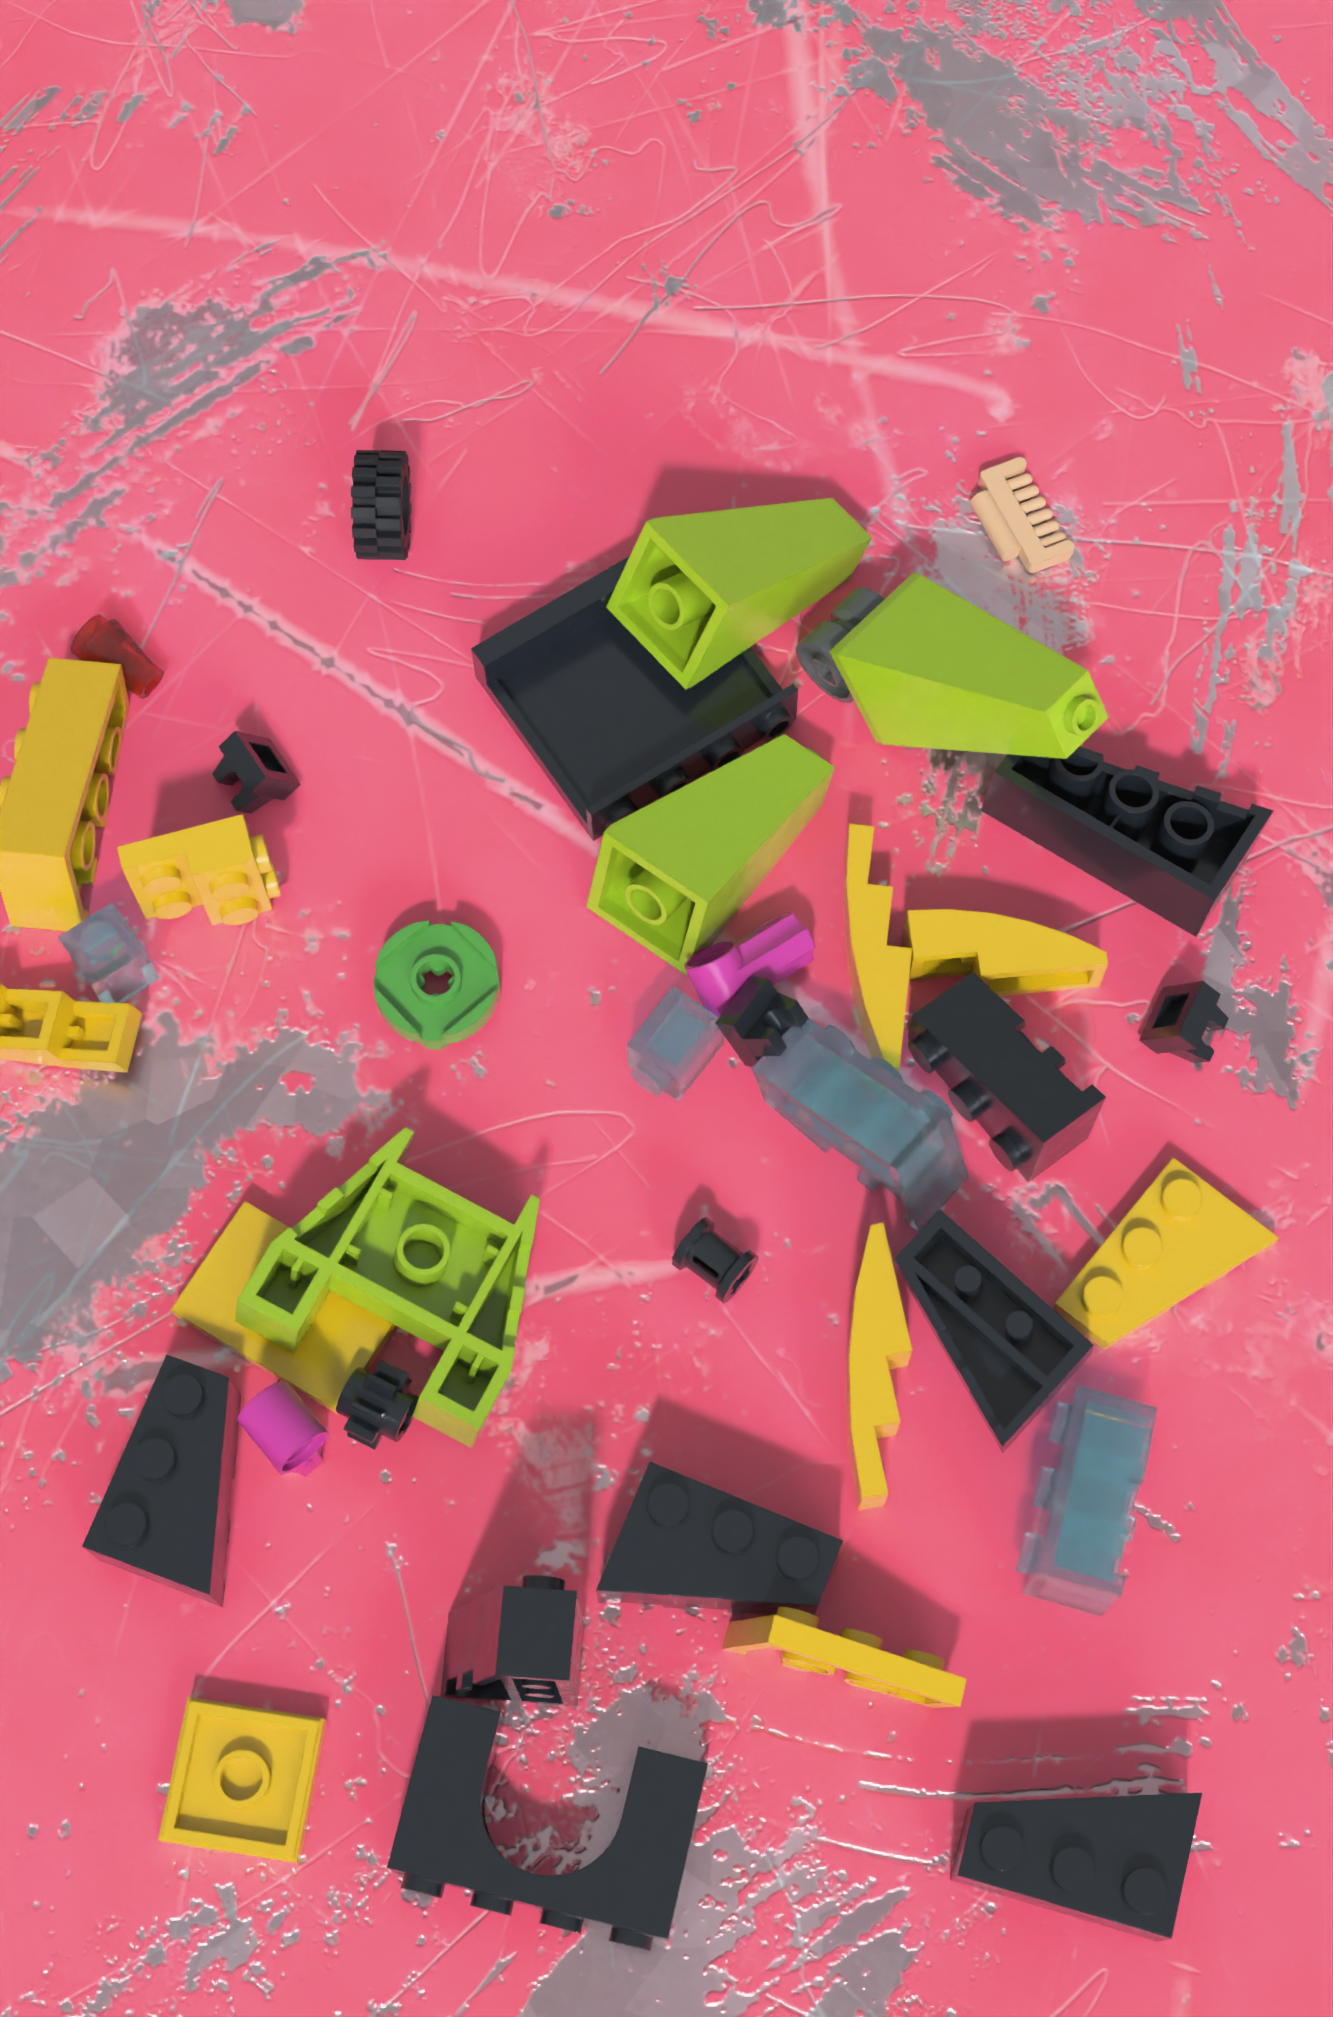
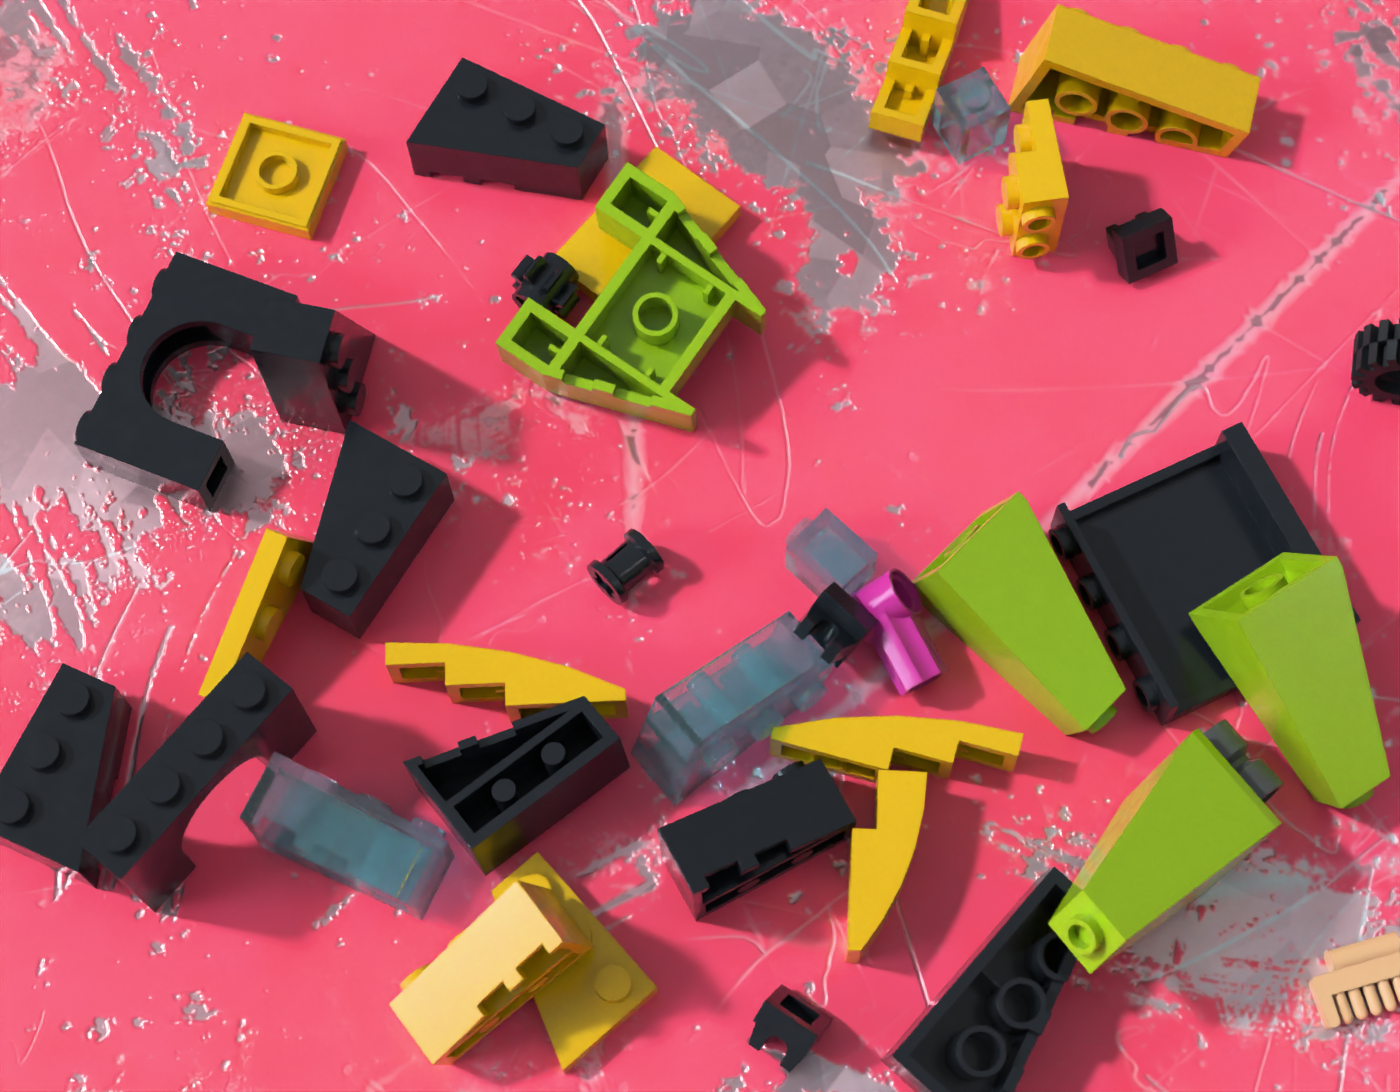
camera: 100 degrees right, 0 degrees up
(110, 643) = (1271, 138): clear red cone -> none
(284, 1429) = (525, 208): dark pink piece -> none
(438, 948) = (916, 403): bright green plate -> none
(1154, 1713) = (144, 824): none -> black arch
(1209, 1314) = (489, 971): none -> yellow wedge

